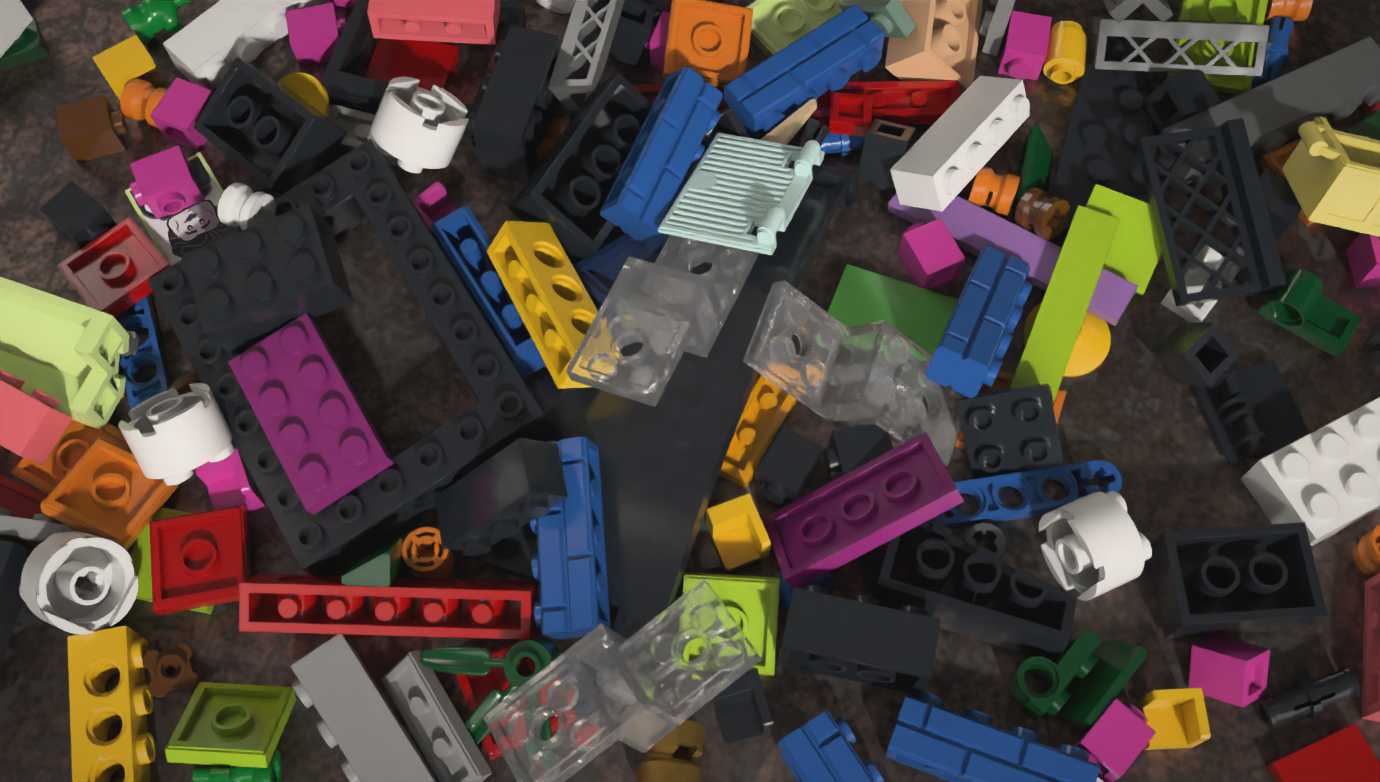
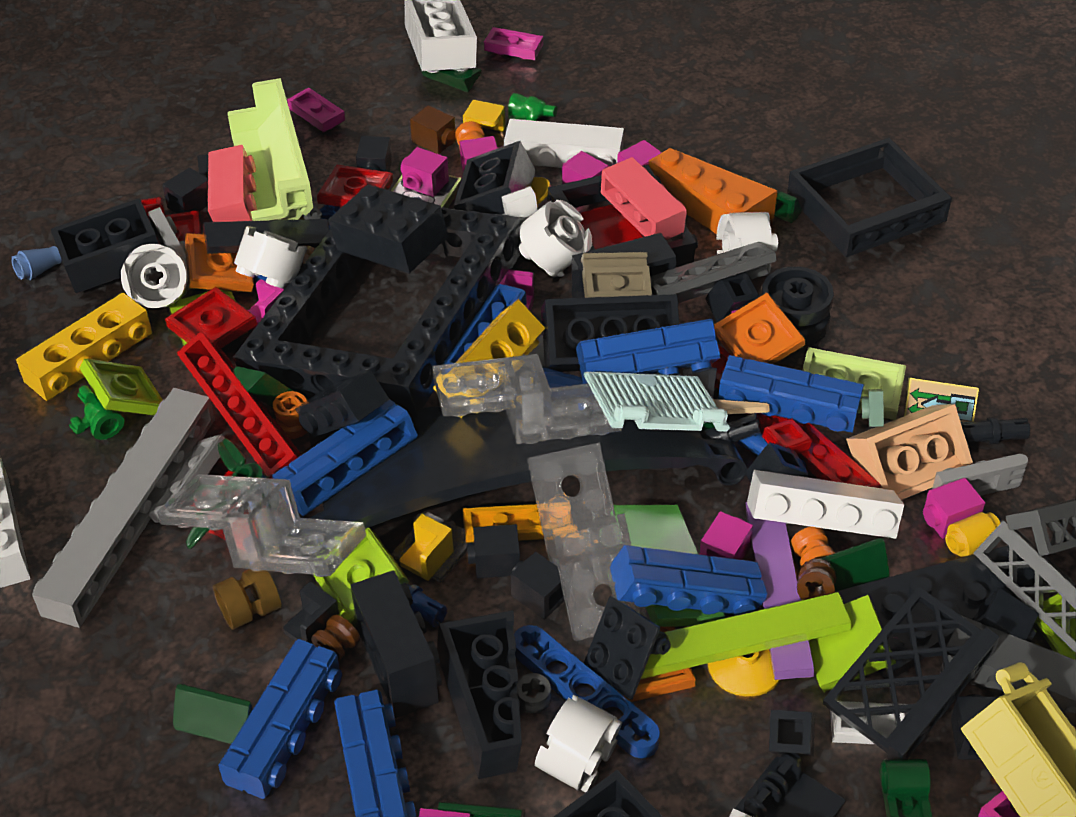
camera: 55 degrees right, 20 degrees down
(100, 443) = (227, 236): none -> black tile
(161, 682) = (141, 357): reddish brown plate -> none
(244, 208) = (423, 186): white wheel -> none
(310, 414) = (324, 297): magenta plate -> none
(353, 125) = (520, 204): none -> white slope
(545, 109) = (616, 274): none -> dark tan plate
(791, 697) = (337, 636): none -> reddish brown wheel
(861, 511) = (488, 591): magenta plate -> none
(1075, 661) = (469, 782): dark green plate -> none

